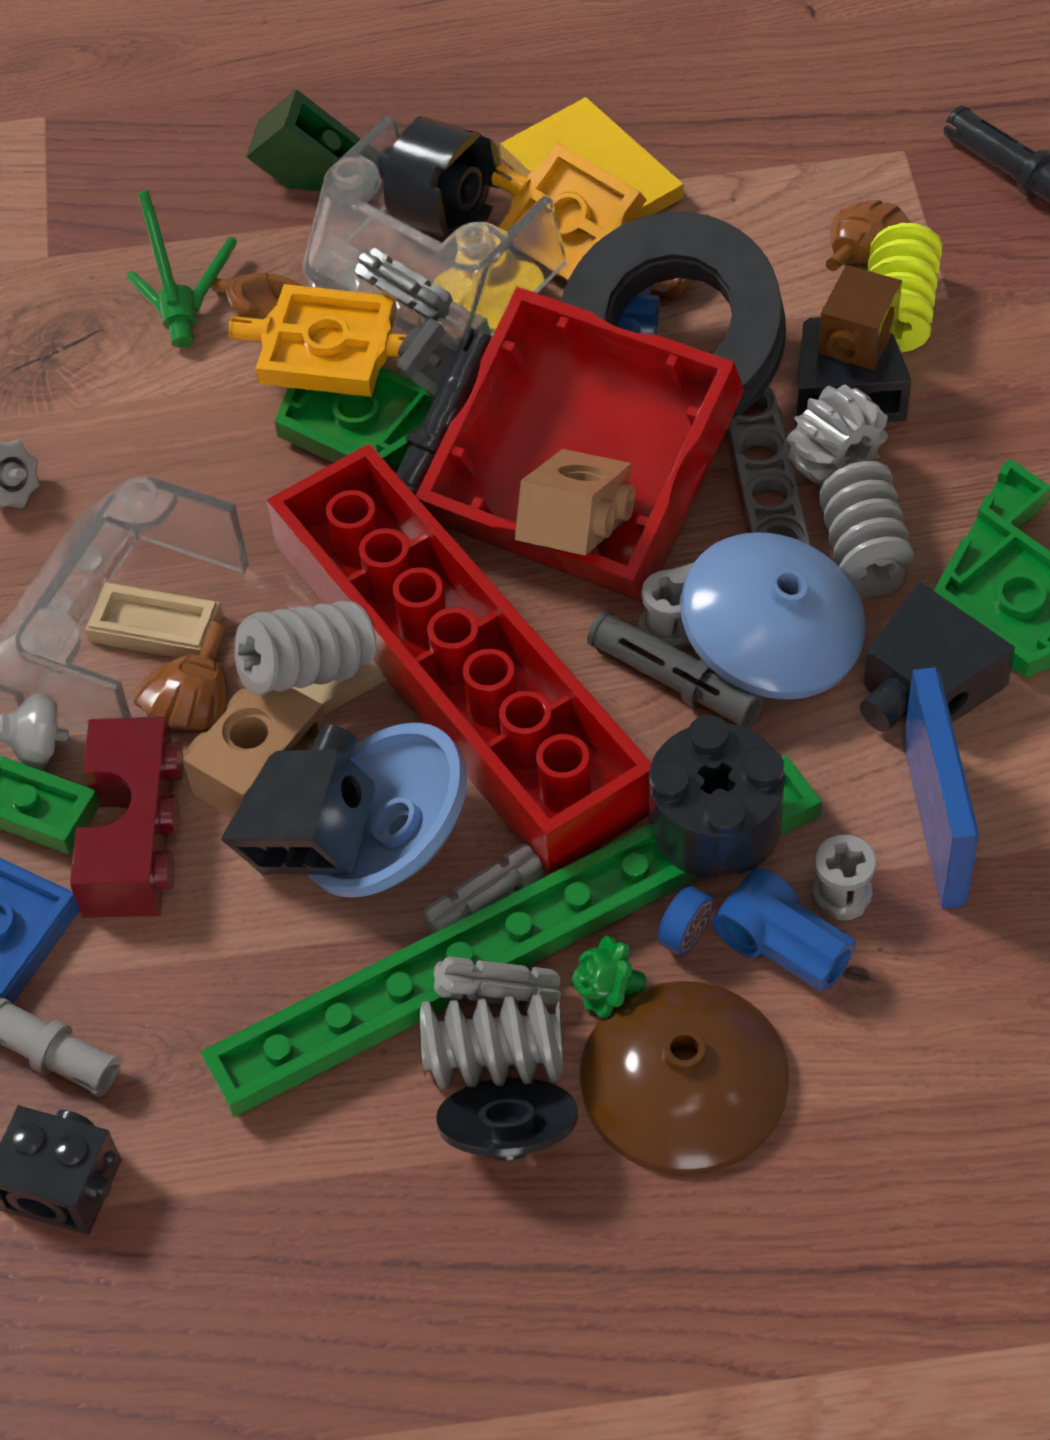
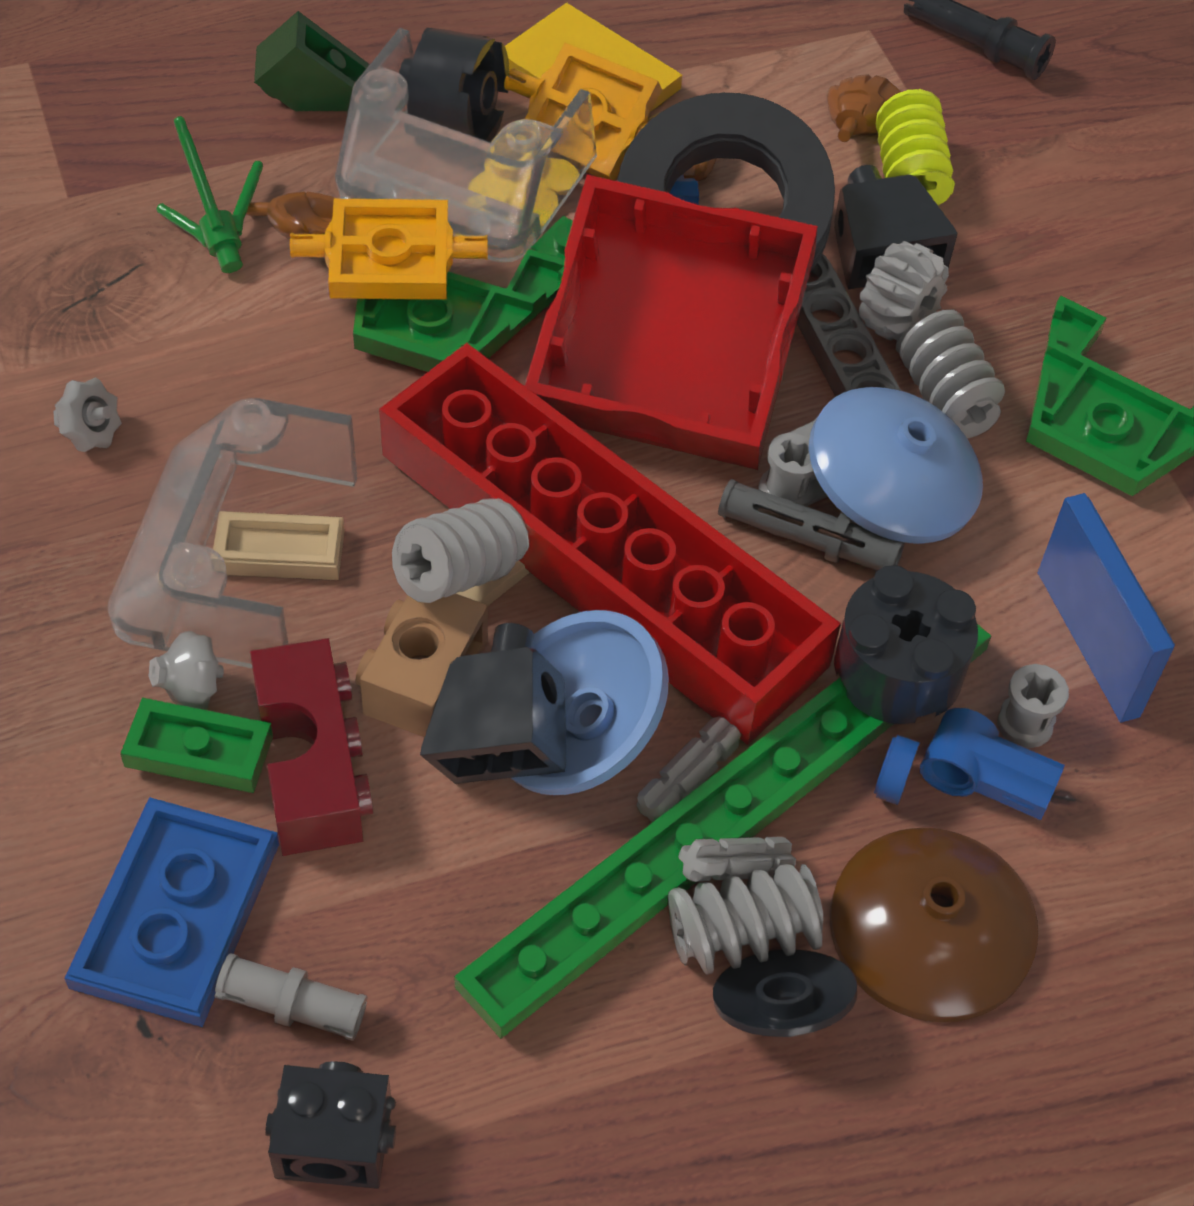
camera: 20 degrees left, 0 degrees up
(188, 689) = (334, 606): dark orange piece -> none
(403, 284) = (457, 187): dark grey axle -> none
(427, 355) = (517, 262): dark grey bracket -> none
(446, 405) = (538, 283): black pin -> none
(574, 501) = (689, 377): medium nougat brick -> none
(606, 977) = (837, 836): green plant -> none
(859, 317) = (901, 177): reddish brown brick -> none
(932, 634) = (1037, 479): black torso -> none

